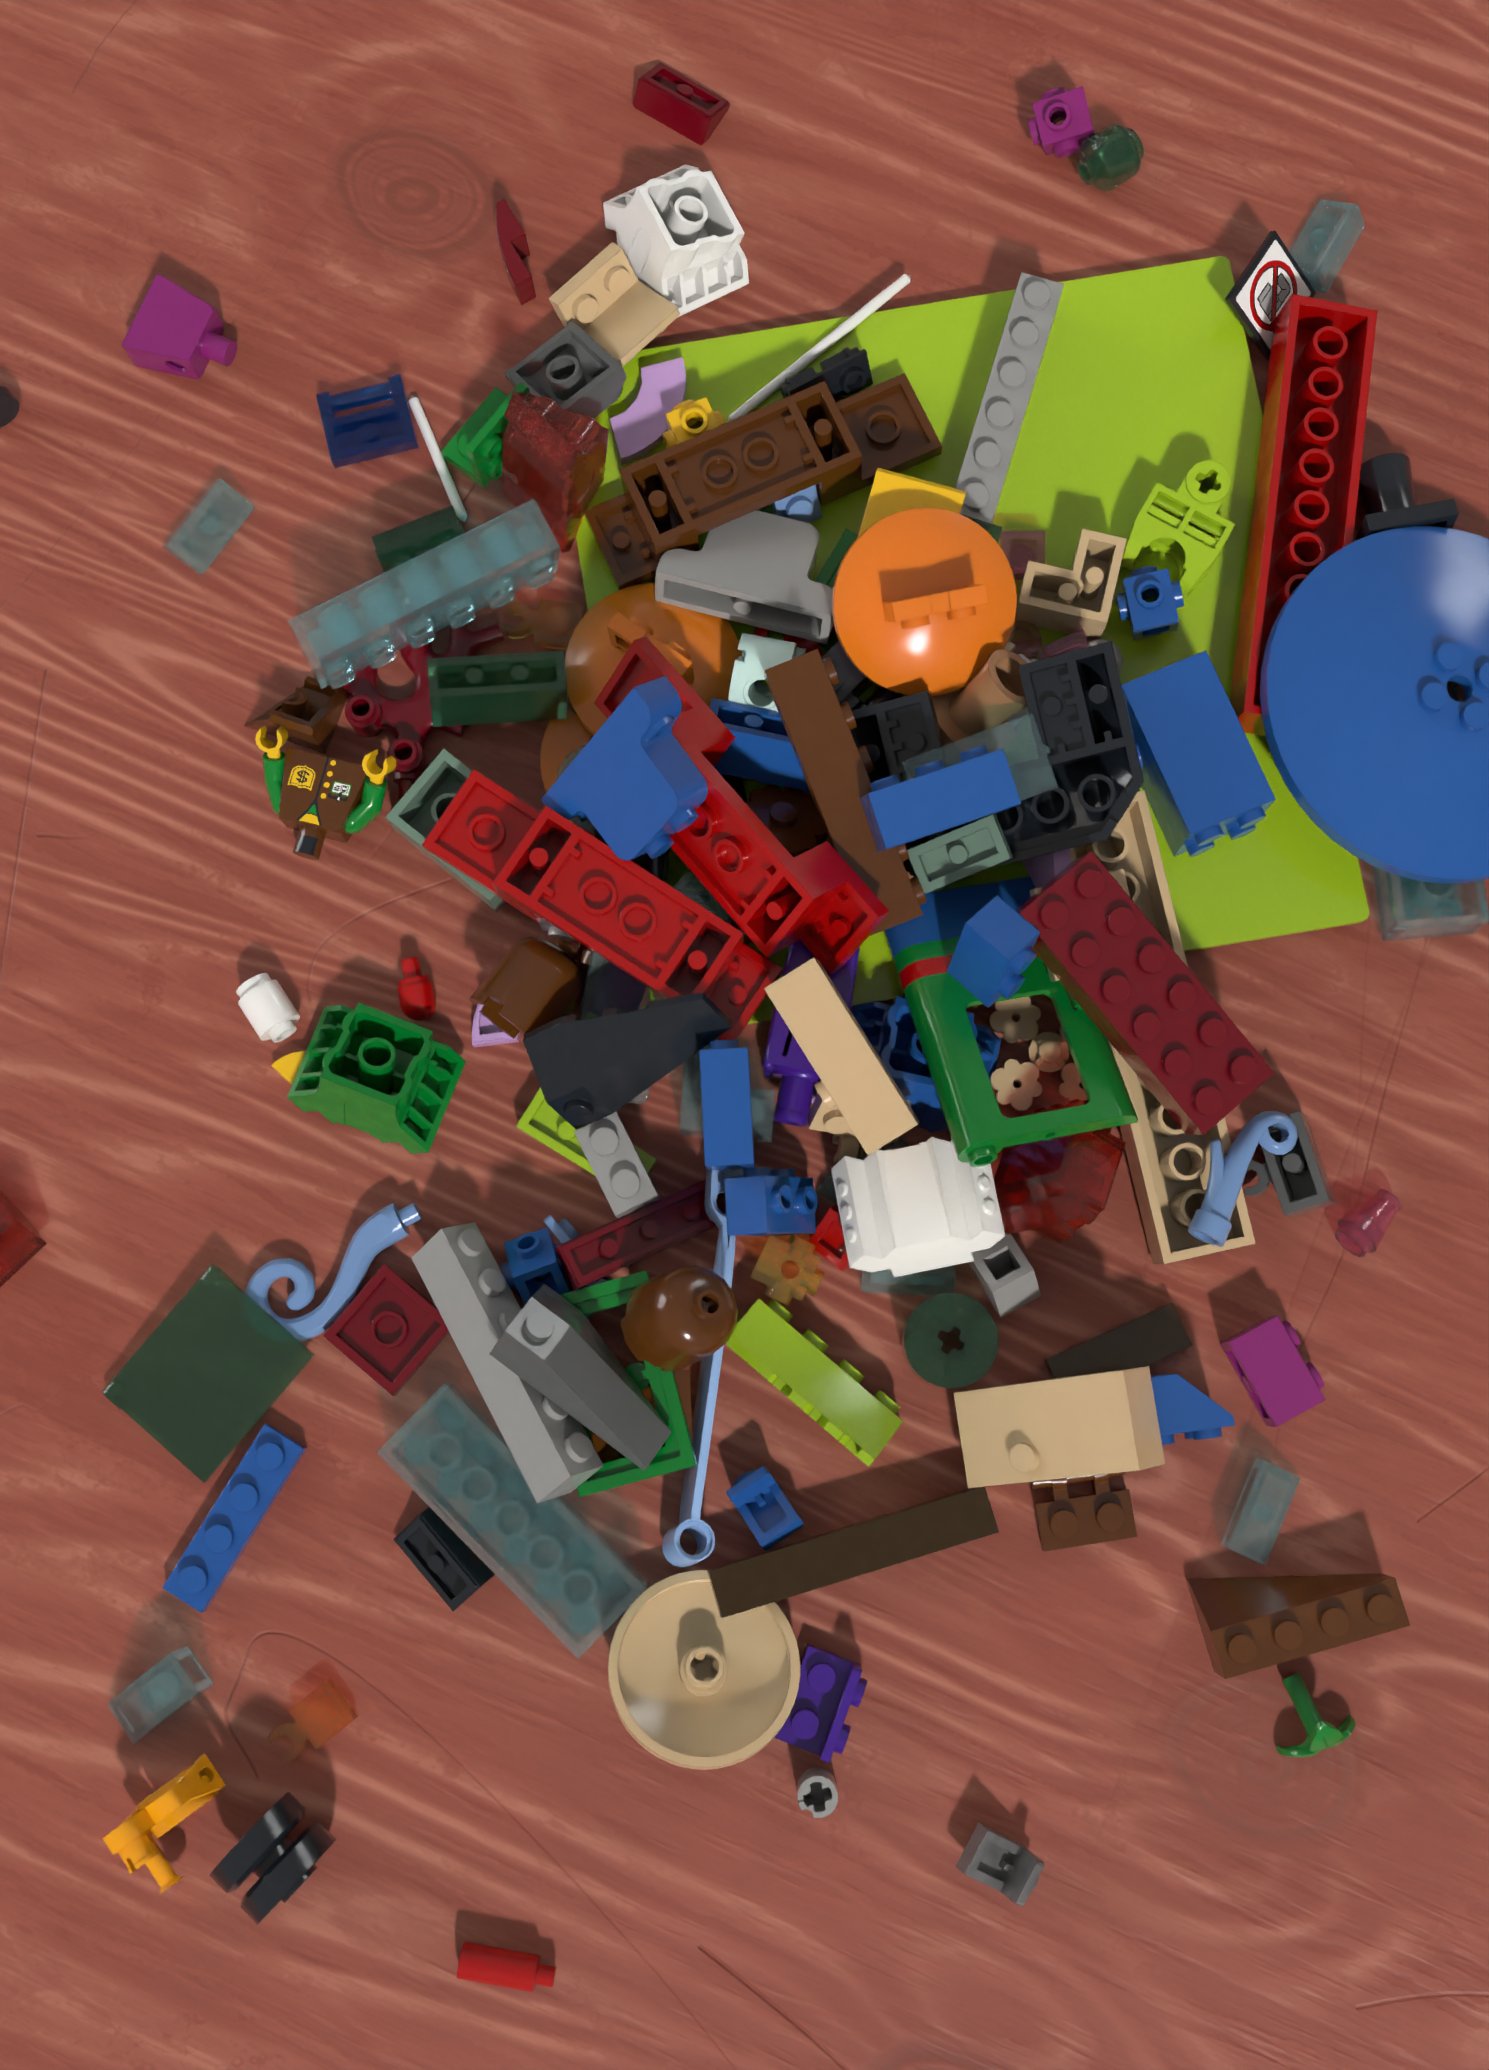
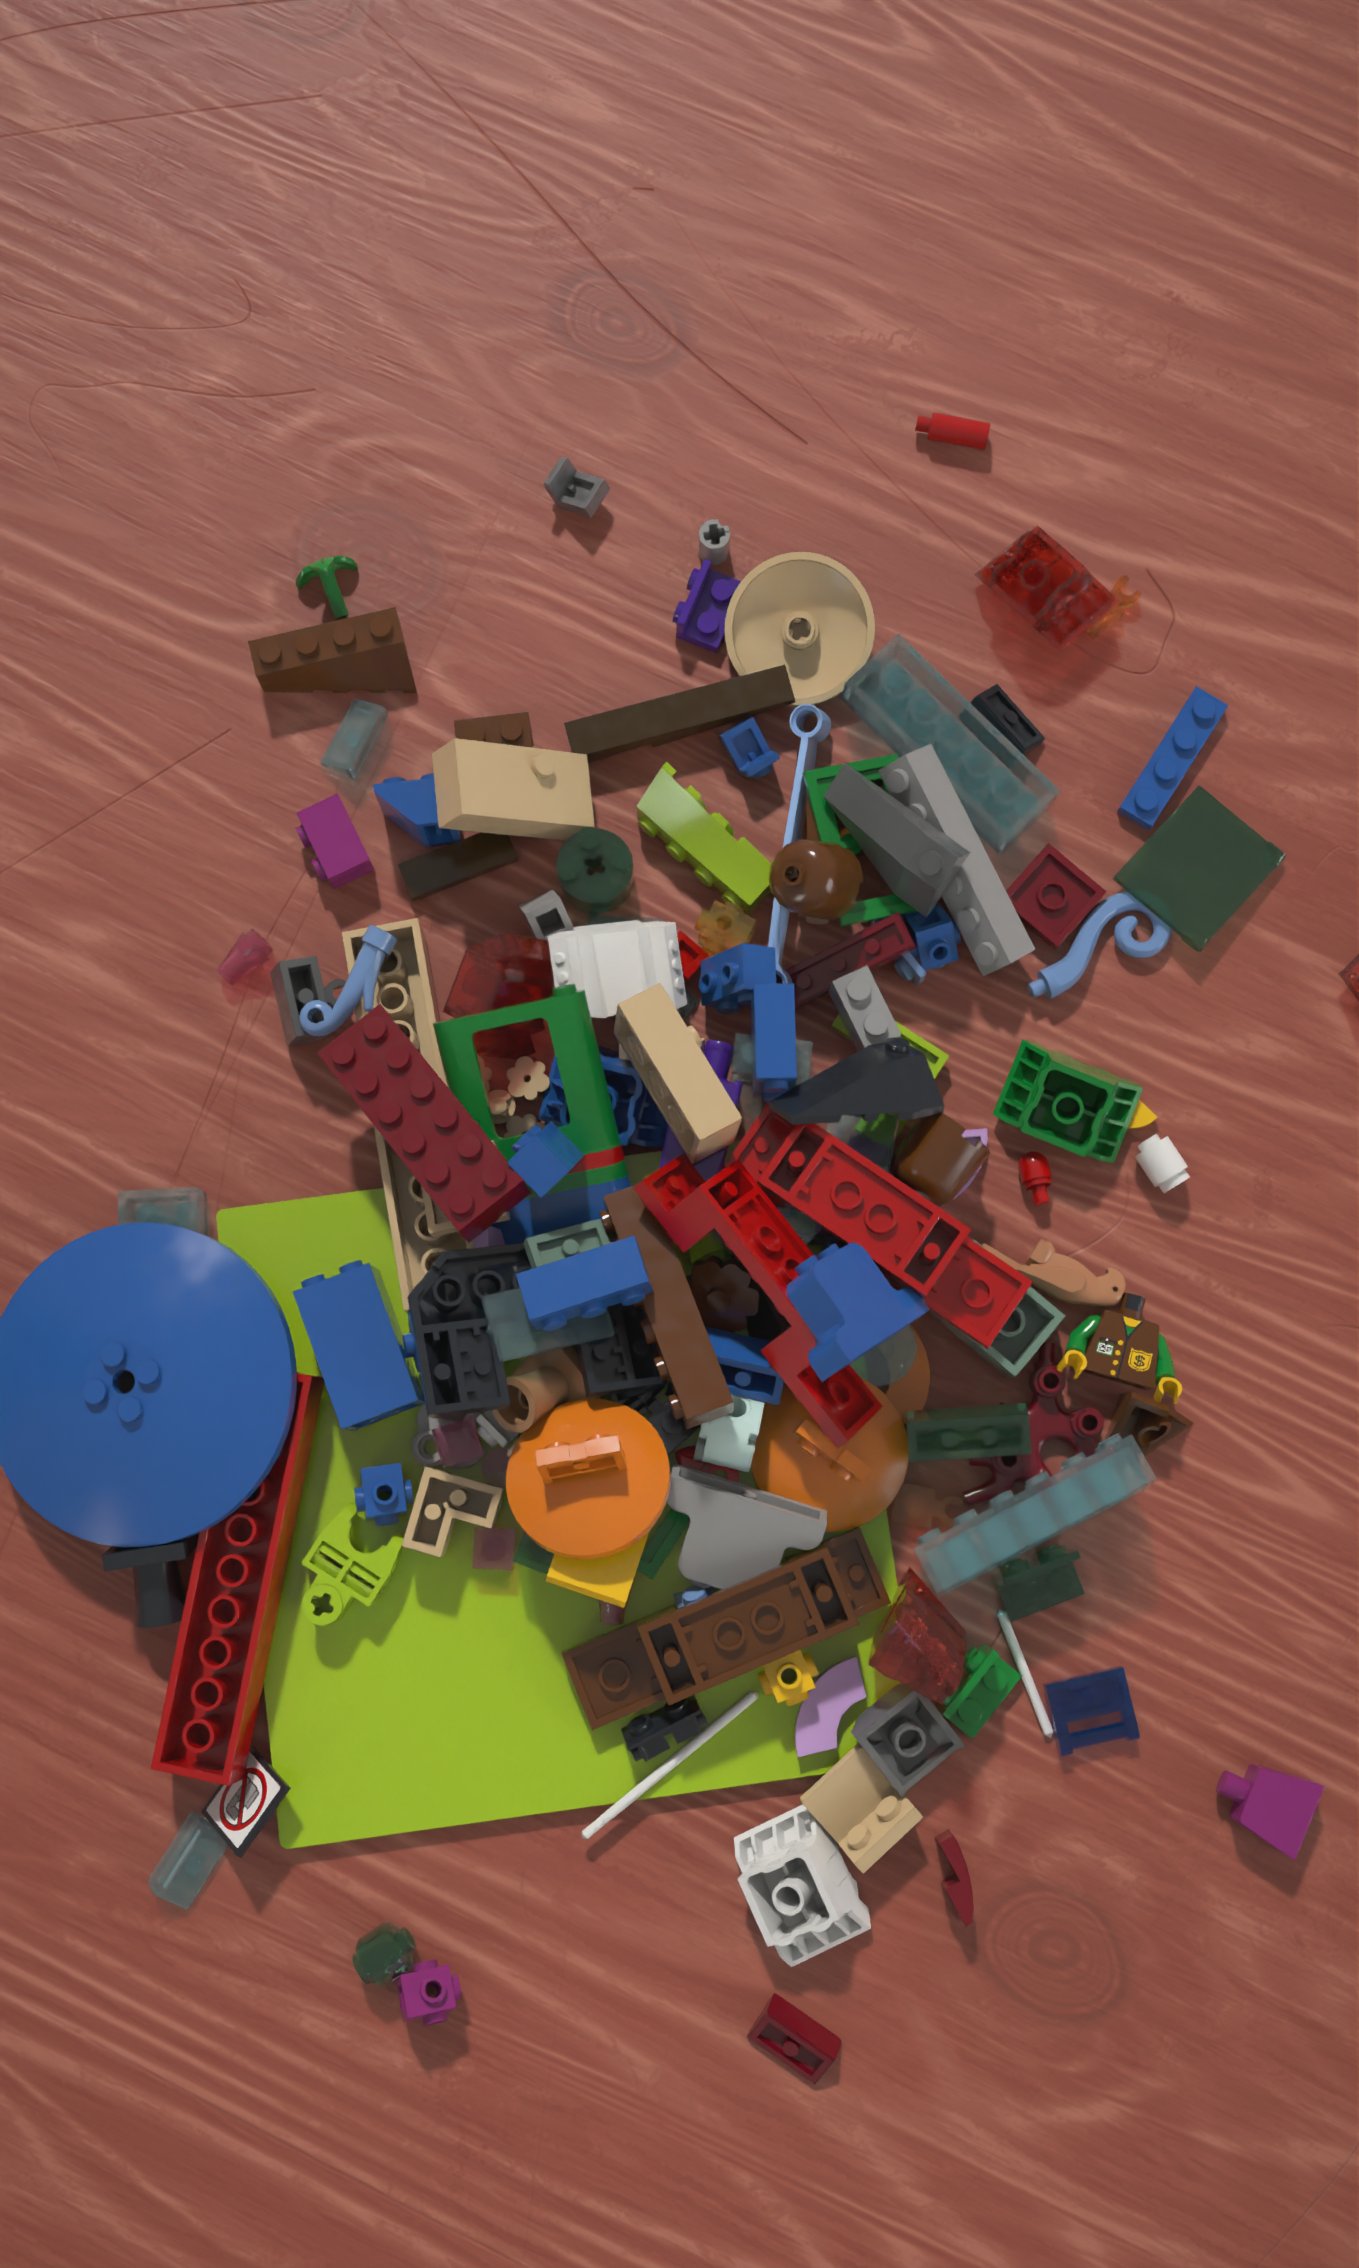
camera: 175 degrees right, 0 degrees up
(158, 1815) = (1222, 537): light orange piece -> none
(159, 1693) = (1224, 628): clear light blue slope -> none
(208, 526) = (1235, 1612): clear light blue slope -> none
(273, 1858) = (1132, 502): black wheel -> none
(386, 875) = (1066, 1277): none -> nougat animal
(388, 1737) = (1047, 587): none -> clear red slope
(1007, 395) = (500, 1694): light grey brick -> none

